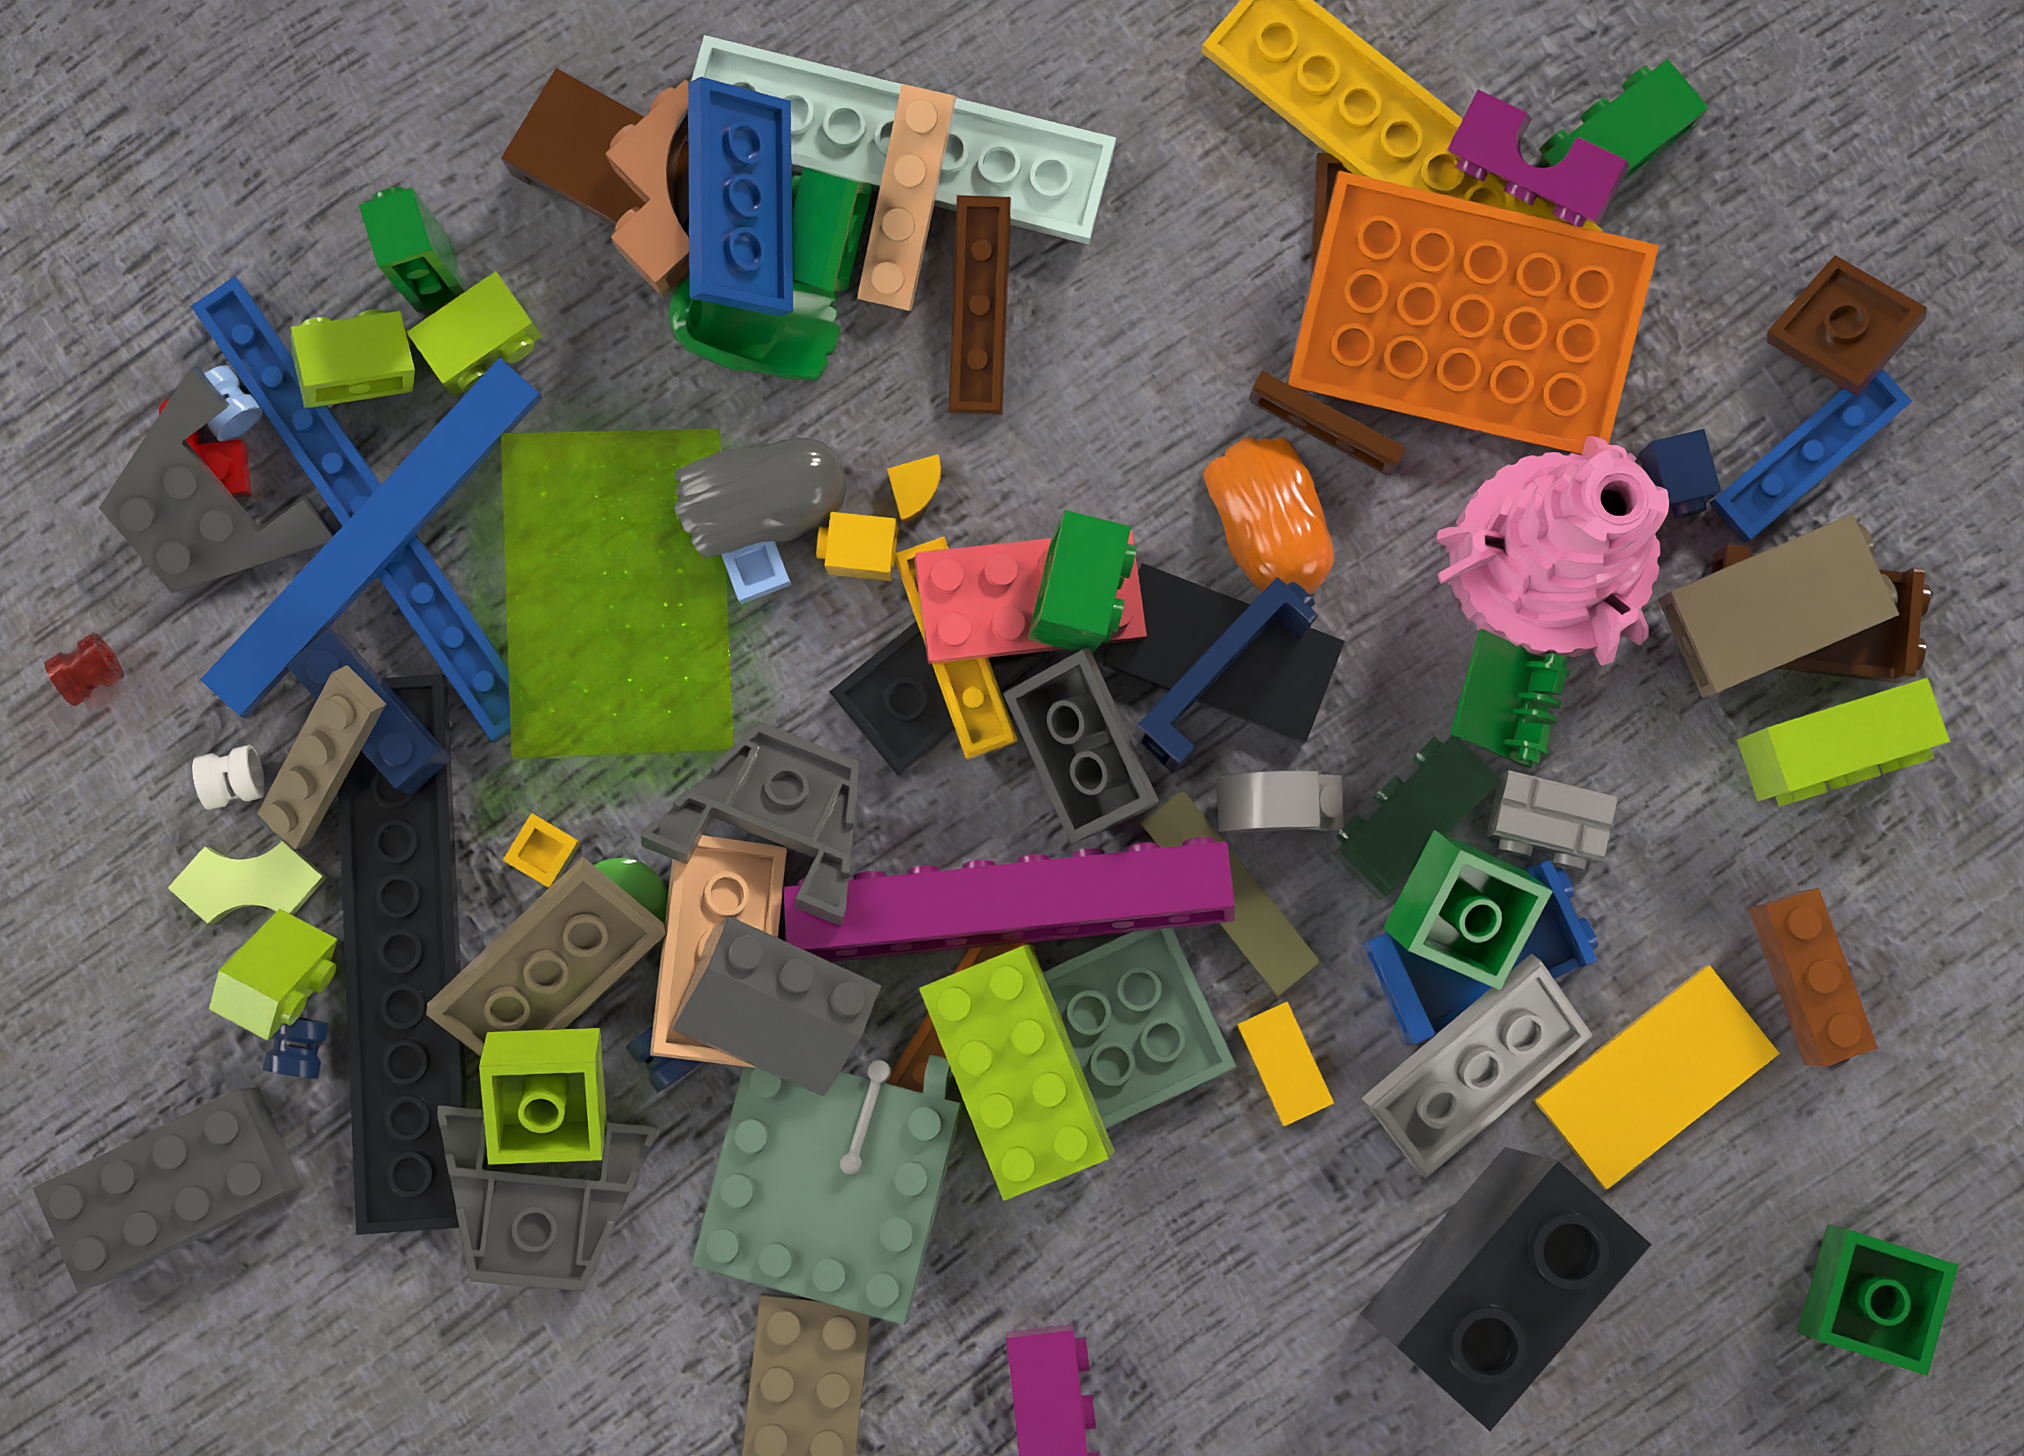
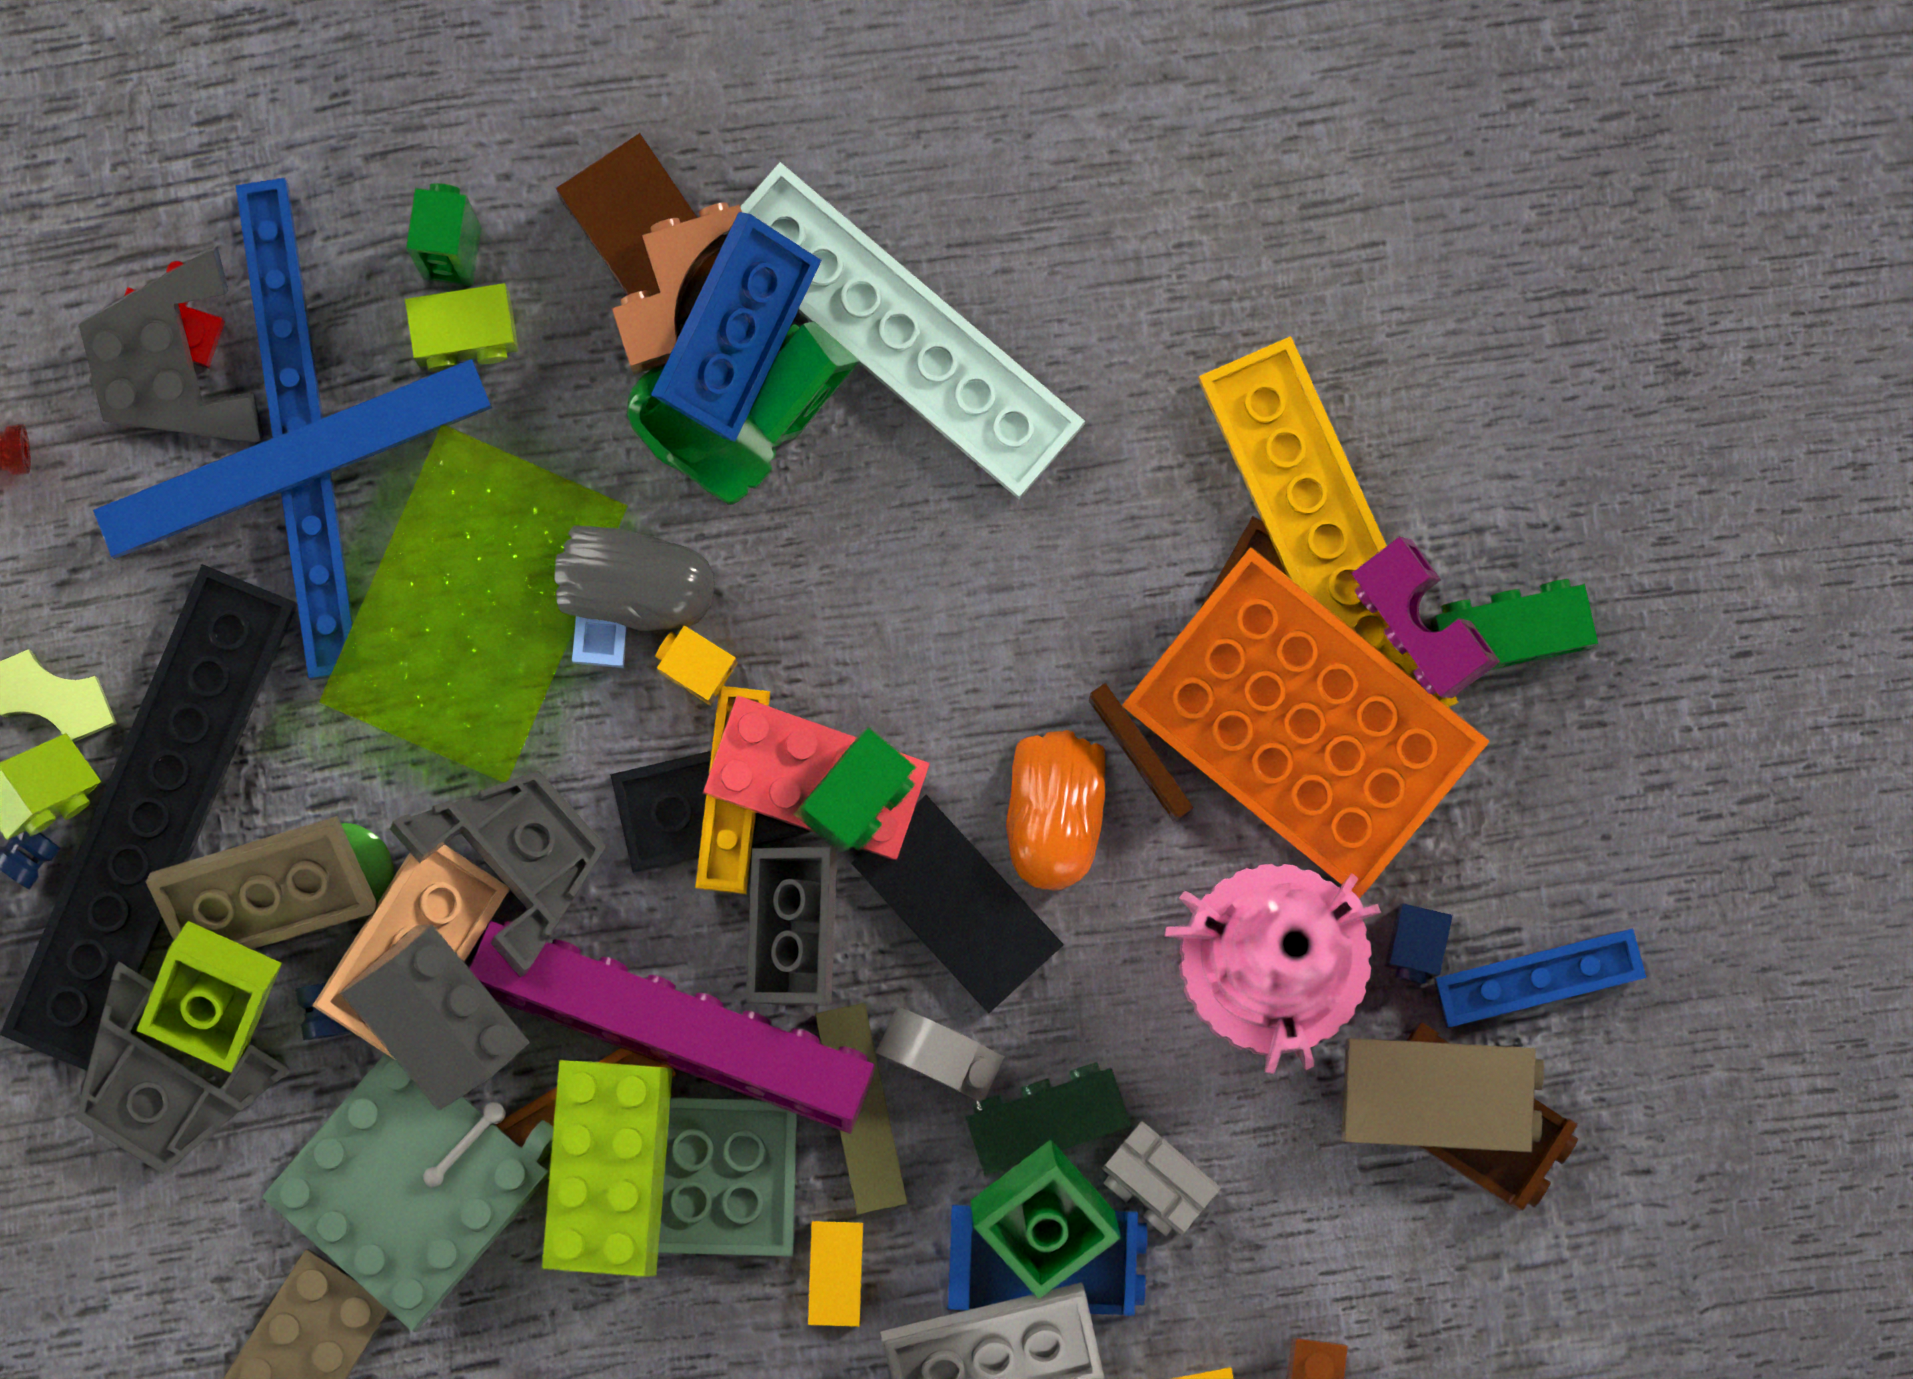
camera: 20 degrees right, 0 degrees up
(228, 777) = (76, 601): white wheel -> none
(243, 408) = (239, 292): light blue wheel -> none
(321, 757) = (161, 627): dark tan plate -> none
(352, 358) = (349, 297): lime brick -> none
(398, 741) = (220, 607): dark blue brick -> none
(542, 850) = (305, 791): yellow plate -> none
(906, 197) = (881, 387): light nougat plate -> none
(915, 485) = (769, 634): yellow tile -> none
(980, 305) = (898, 508): reddish brown tile -> none
(1278, 602) = (938, 910): dark blue panel -> none
(1509, 699) = (1173, 1060): green hinge -> none
(1844, 743) = (1432, 1236): lime brick -> none
(1846, 325) = (1622, 885): reddish brown plate -> none

